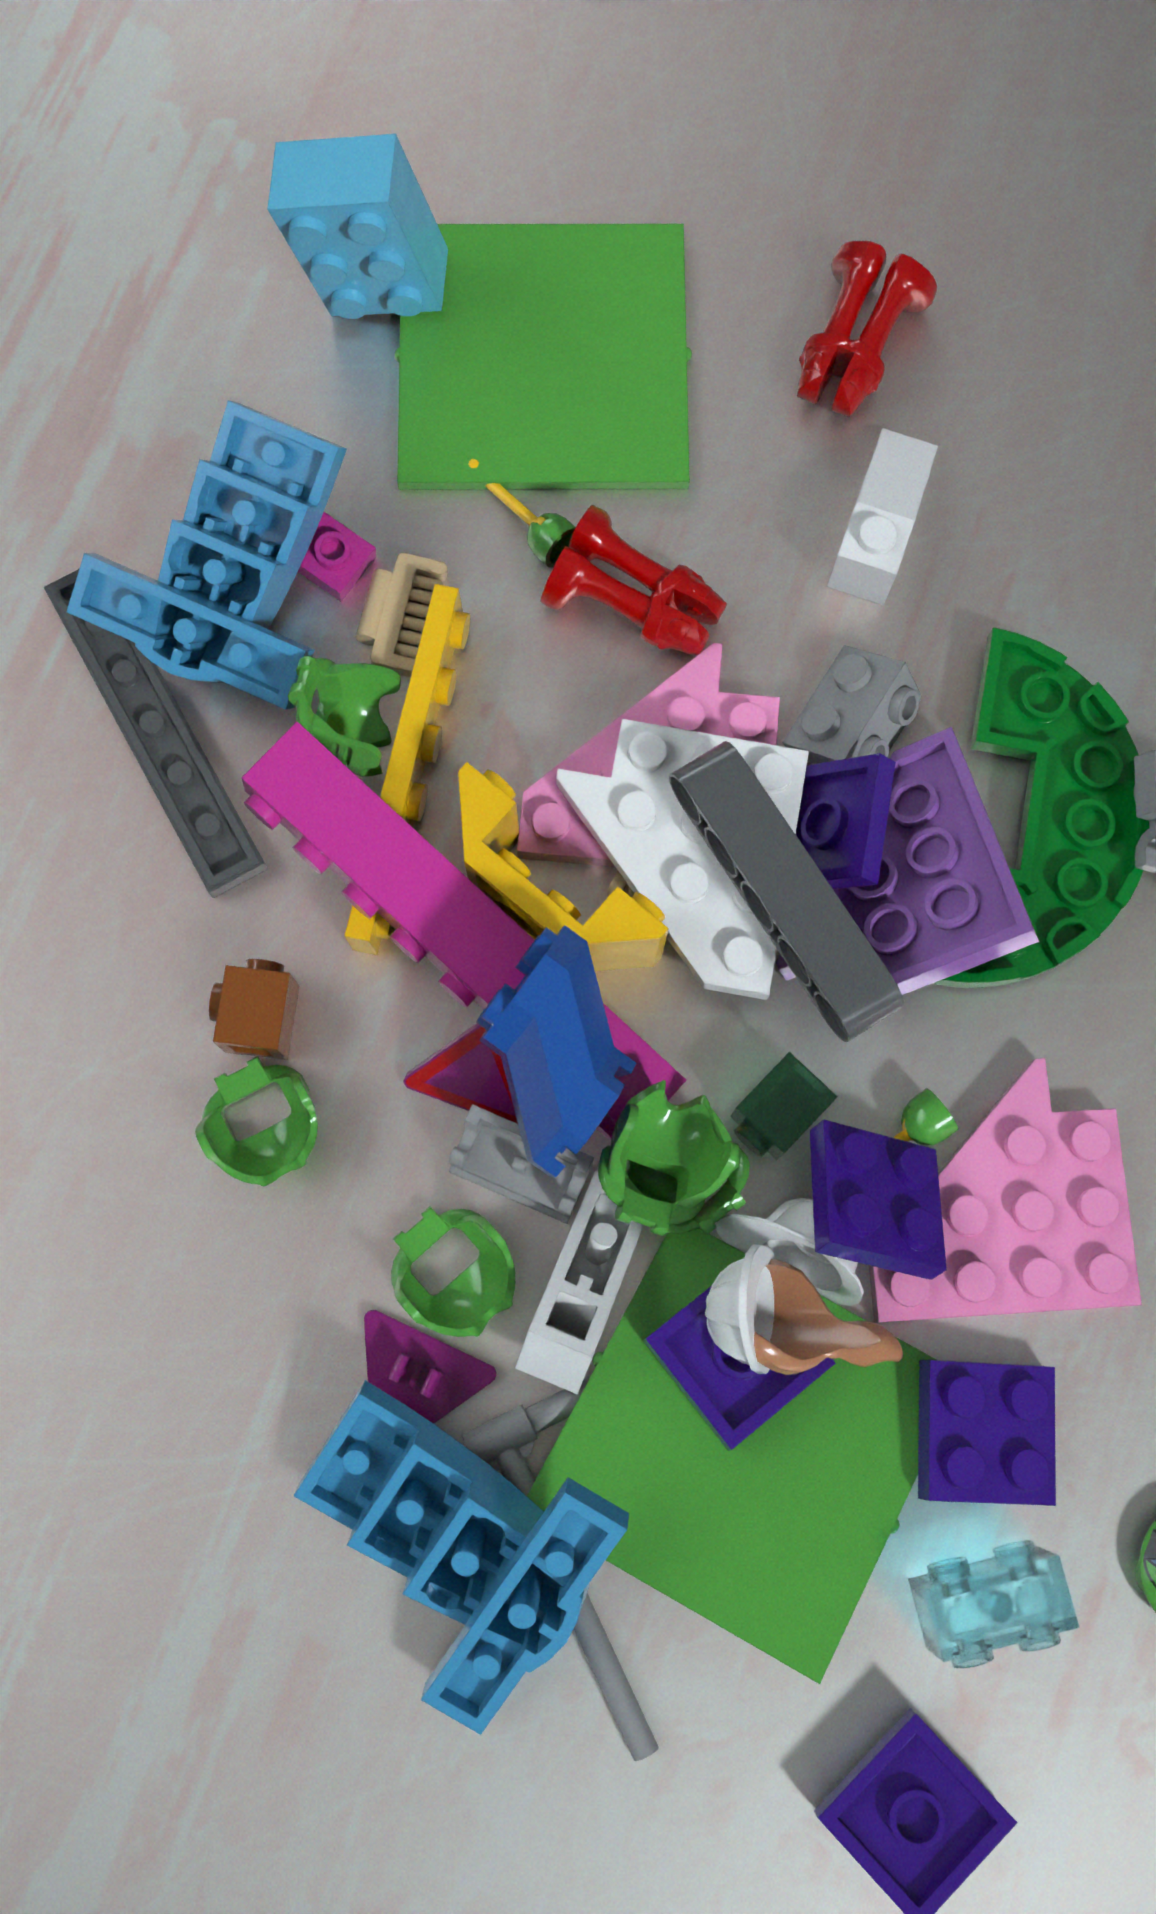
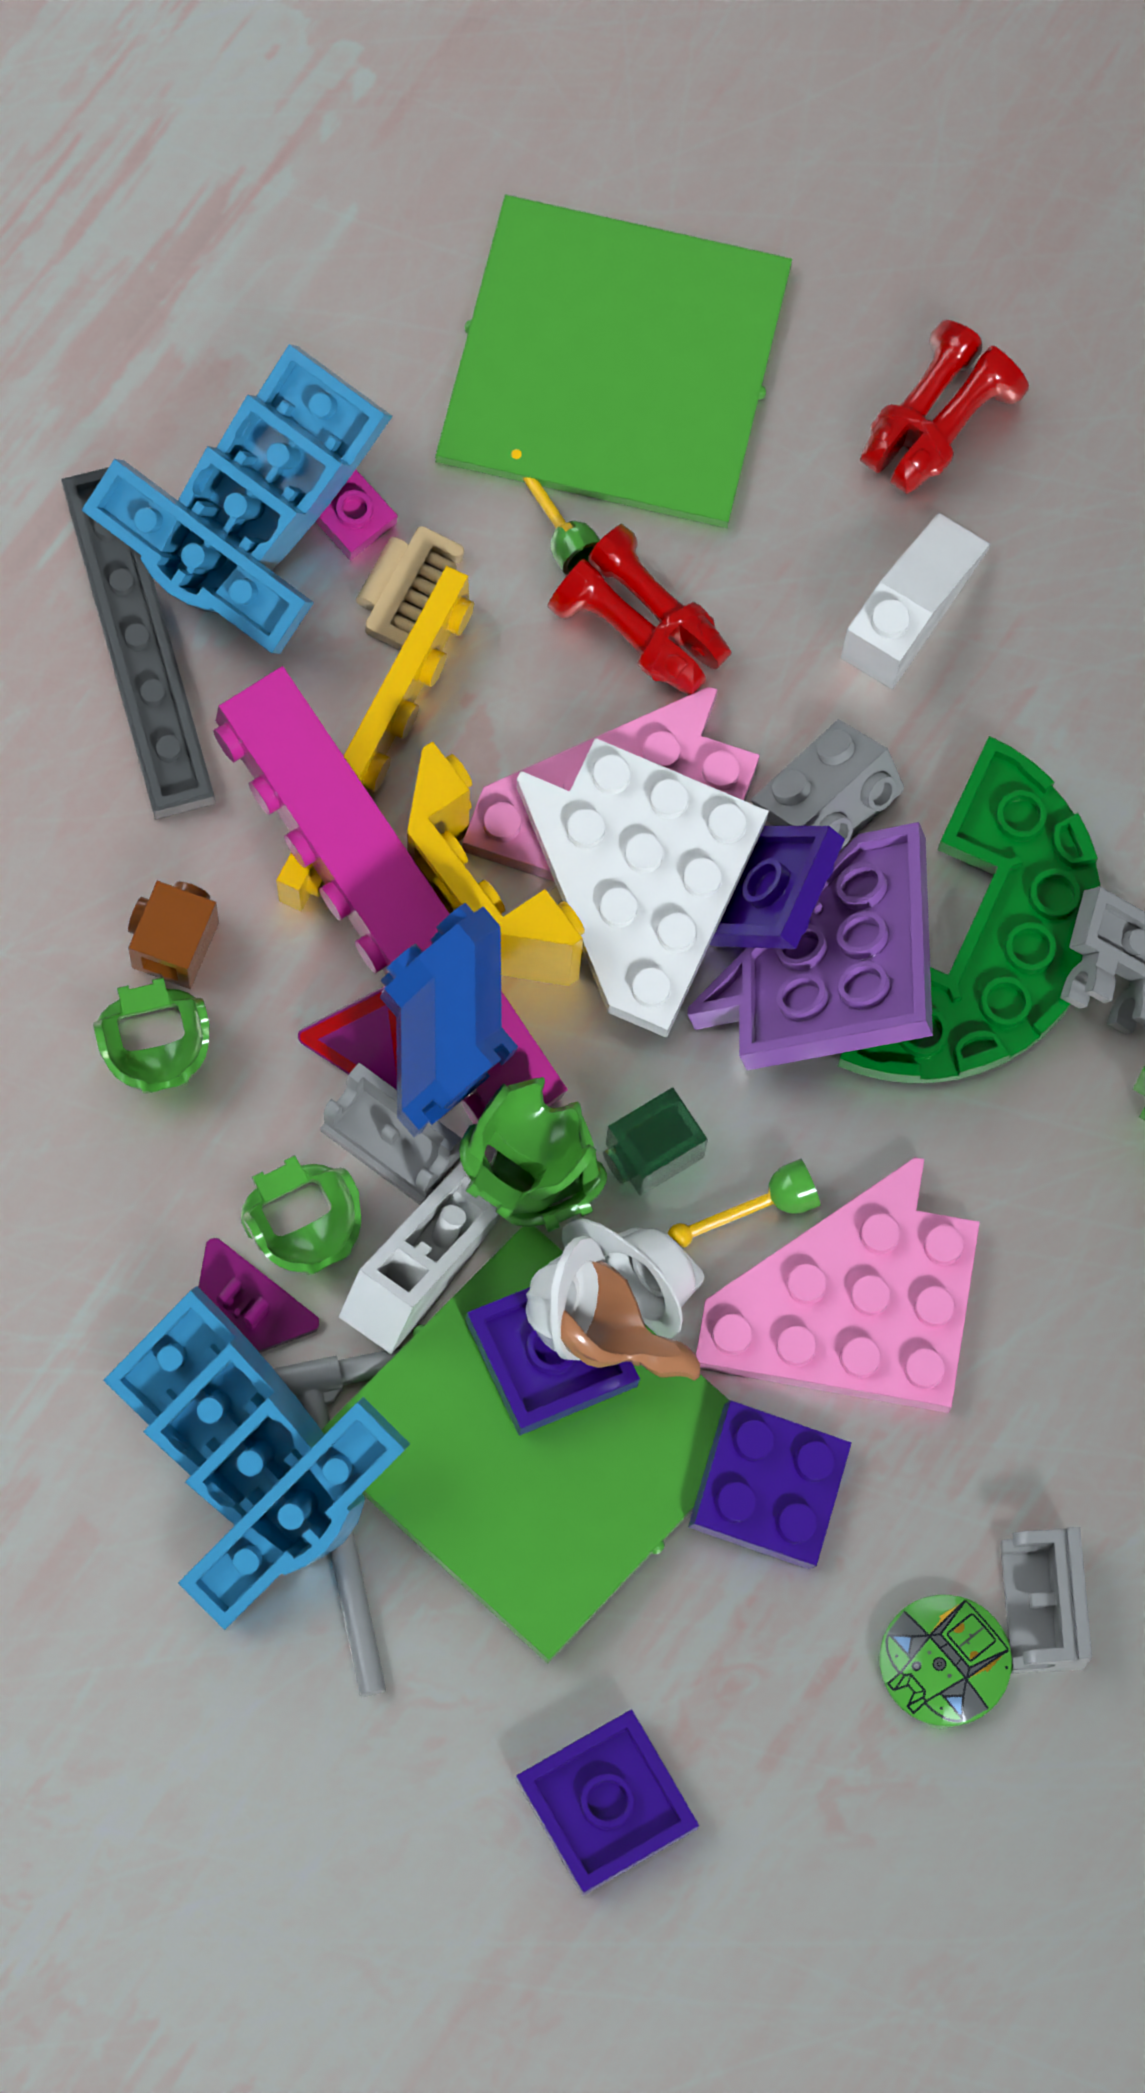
camera: 10 degrees right, 5 degrees down
(347, 710) = (331, 666): bright green helmet -> none
(359, 225) = (459, 204): medium azure brick -> none
(786, 891) = (704, 932): dark grey beam -> none
(876, 1200) = (718, 1240): dark purple plate -> none
(993, 1604) = (730, 1630): clear light blue brick -> none

